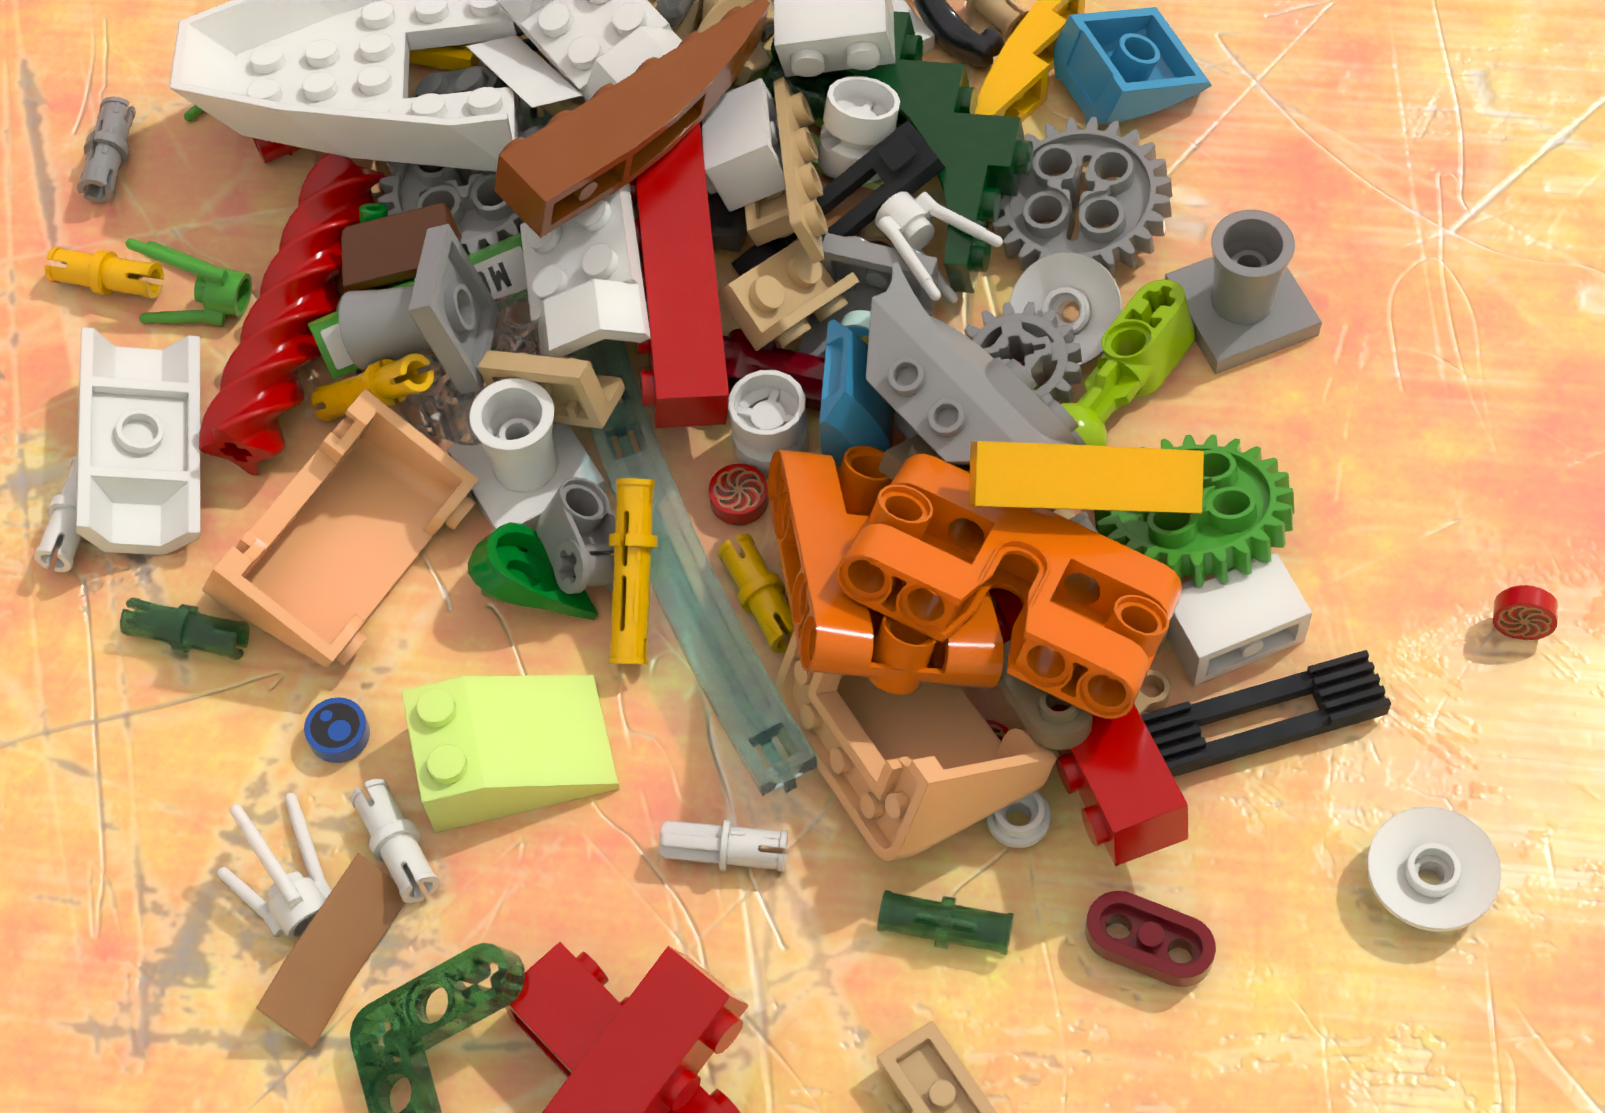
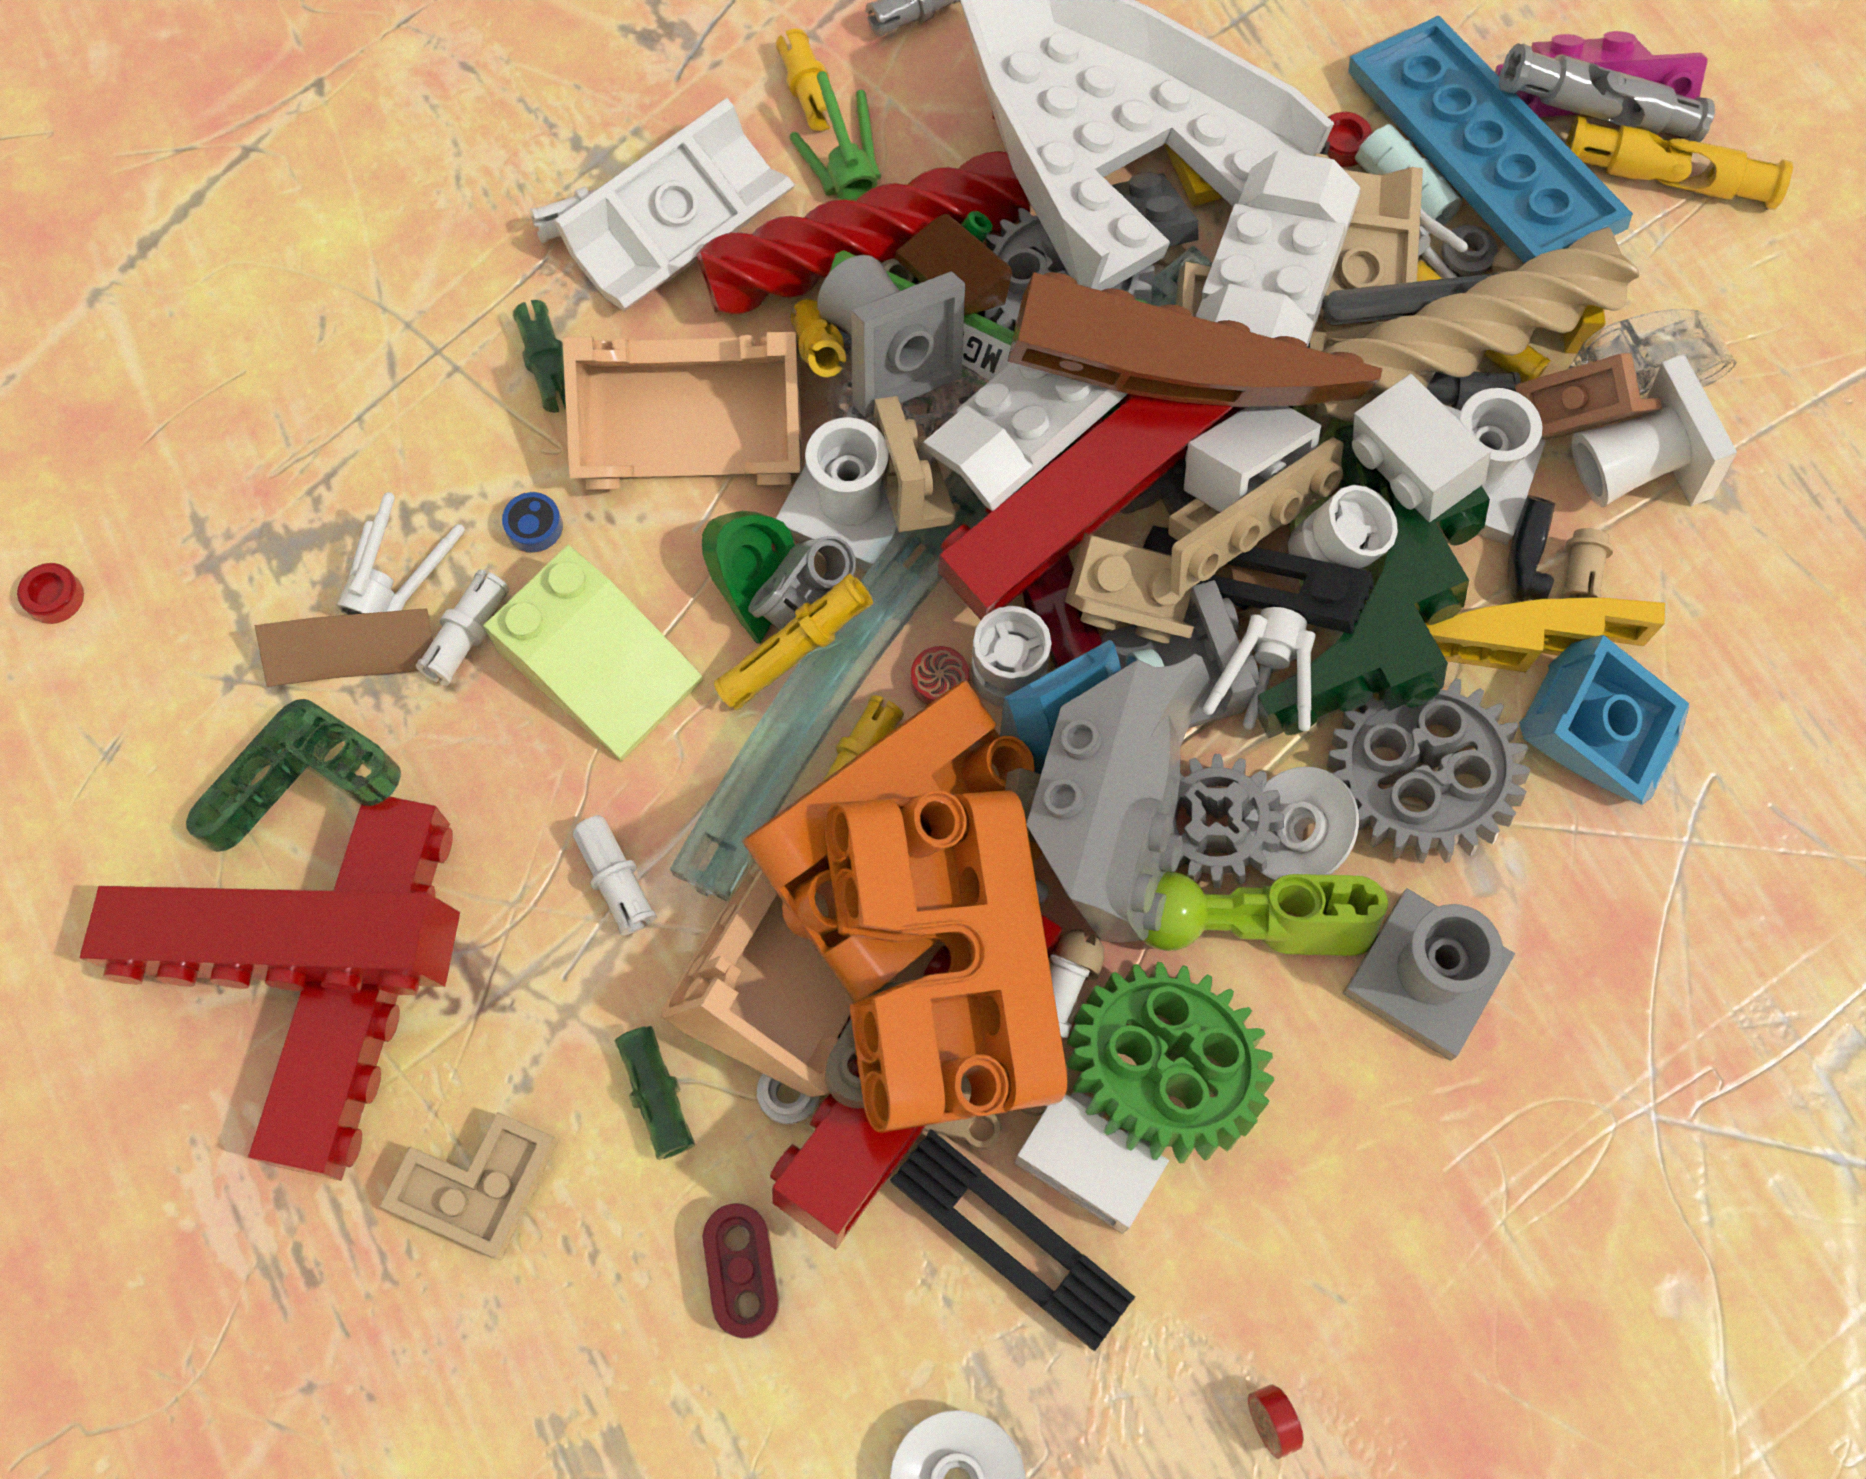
camera: 50 degrees right, 10 degrees up
(524, 71) = (1193, 240): white sticker -> none
(1085, 477) = (1088, 955): yellow slope -> none

